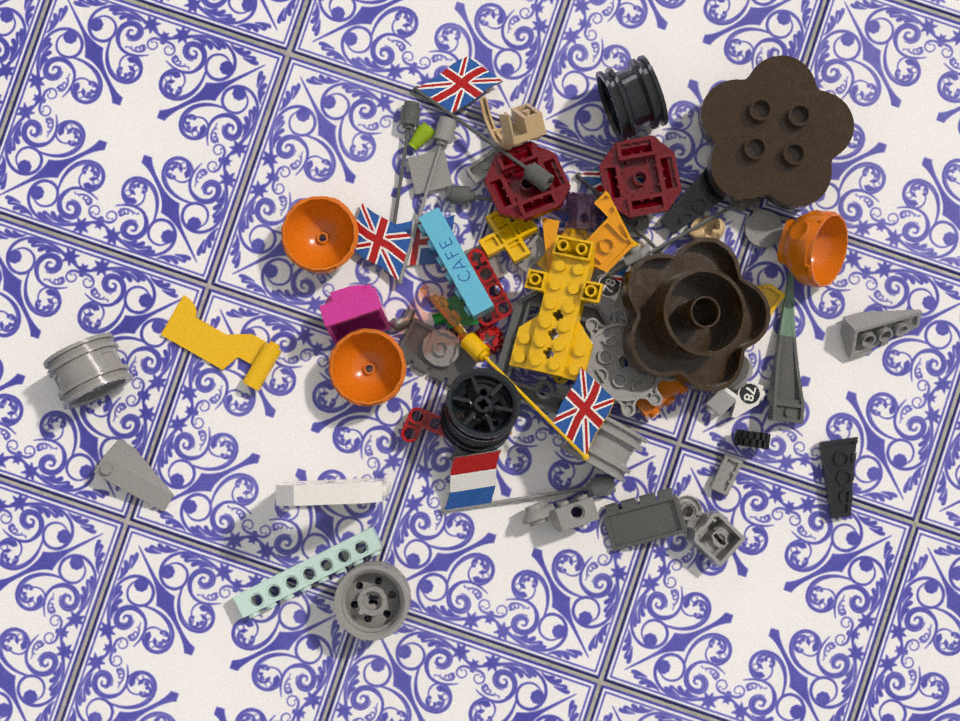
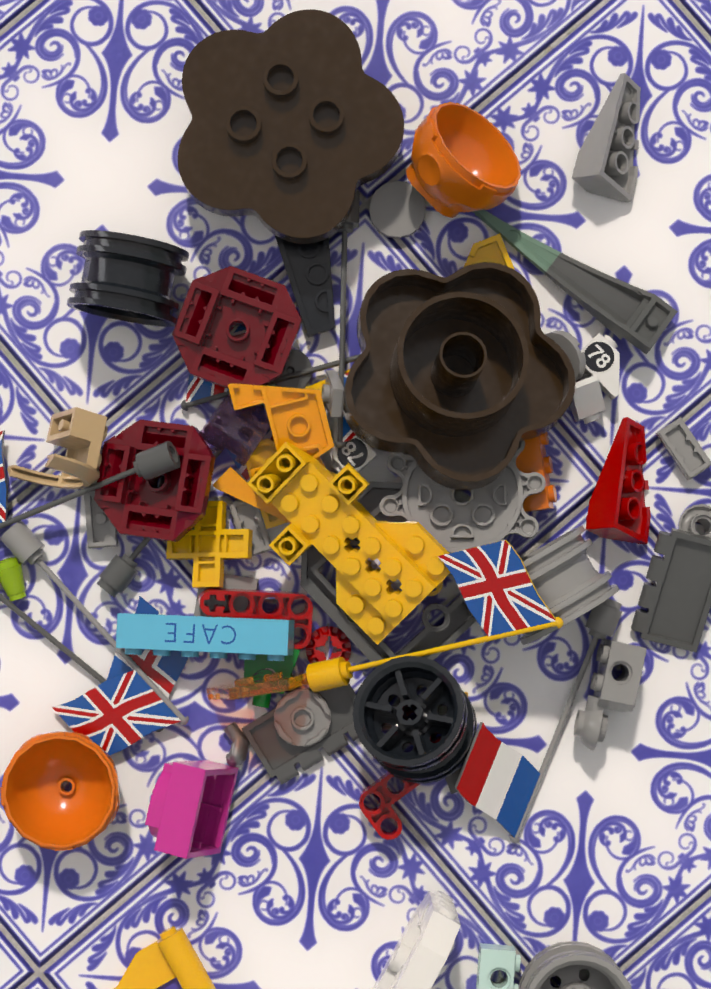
camera: 55 degrees left, 0 degrees up
(349, 365) = (264, 857): orange rock -> none
(420, 170) = (53, 603): light grey tile -> none
(675, 453) = (618, 499): none -> red wedge
(712, 229) = (360, 277): tan hair -> none
(752, 439) = (659, 388): black tyre -> none

